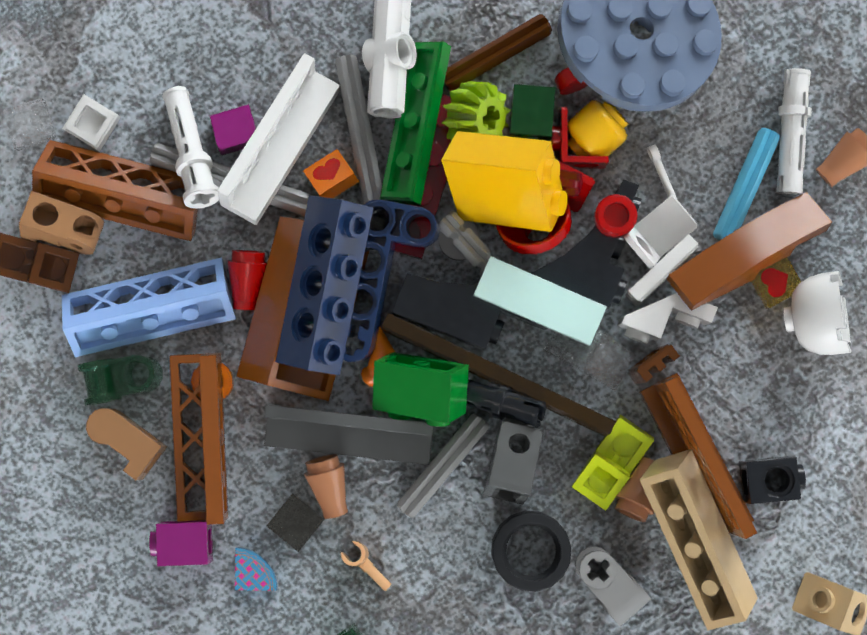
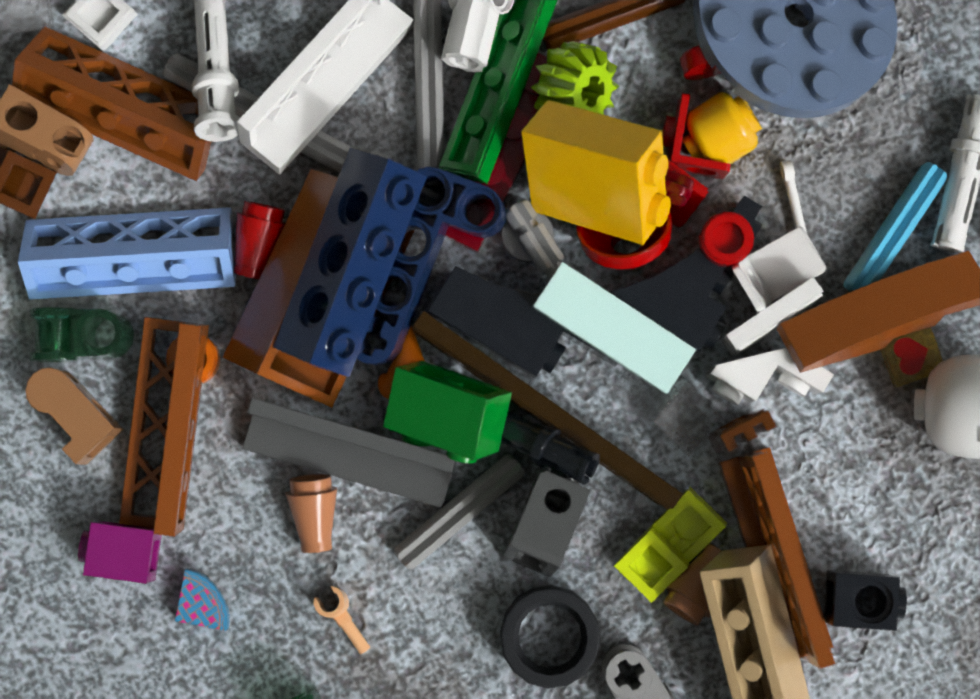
camera: 10 degrees right, 0 degrees up
(233, 129) = (271, 51): magenta slope -> none
(295, 522) = (265, 550): clear smoke tile -> none
(331, 175) = (383, 129): orange tile -> none
(532, 112) = (645, 92): dark green brick -> none

